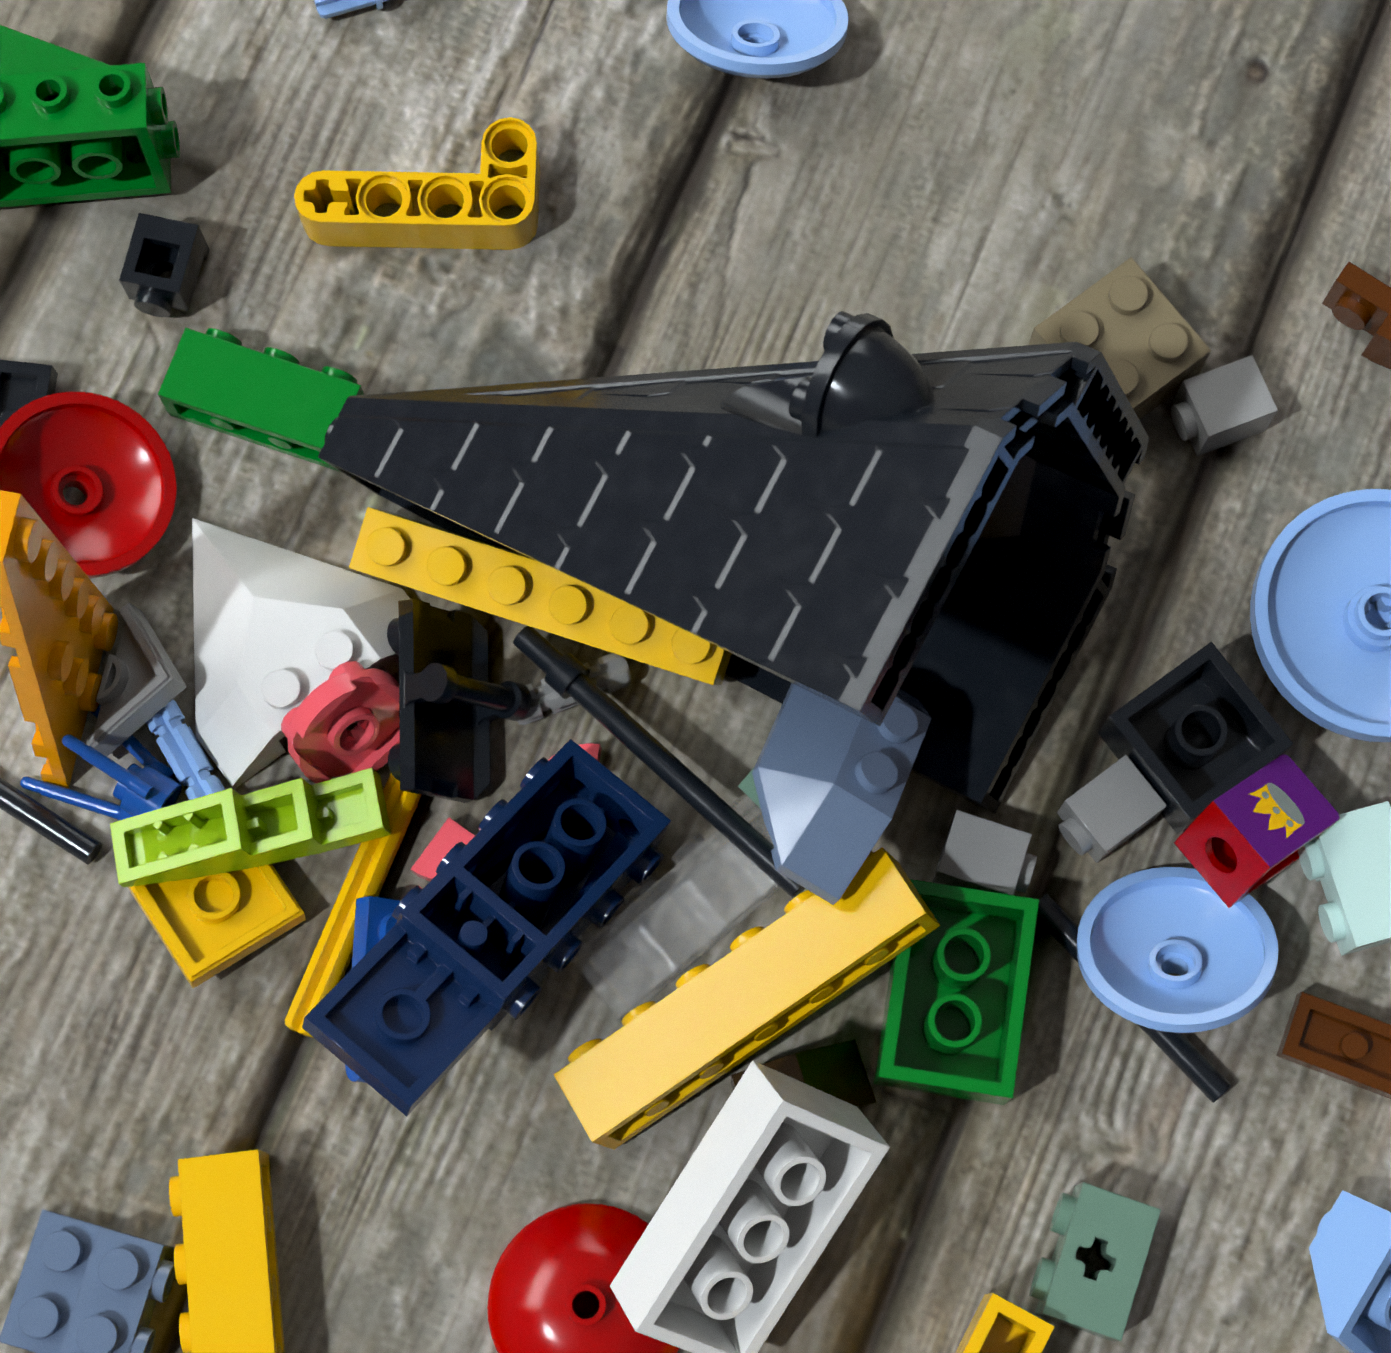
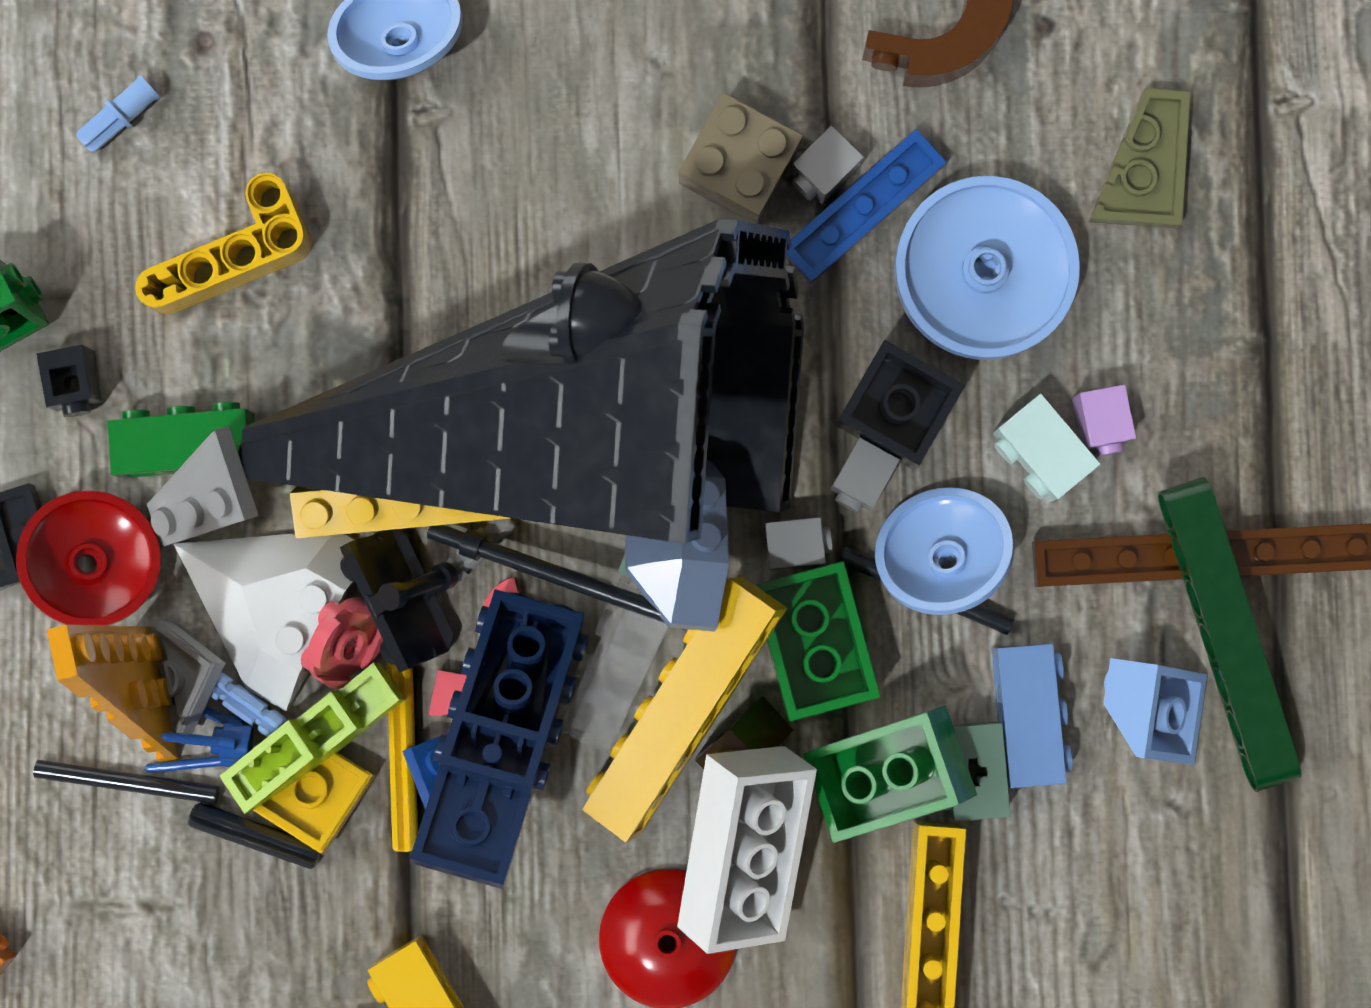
camera: 20 degrees left, 10 degrees up
(115, 925) = (252, 835): none -> black axle
(261, 463) = (203, 493): none -> light grey wing
(983, 1207) = (890, 774): none -> green brick
(1205, 1219) = (1031, 714): none -> medium blue brick
(1251, 476) = (864, 206): none -> blue plate
(1256, 829) = (964, 450): piece -> none

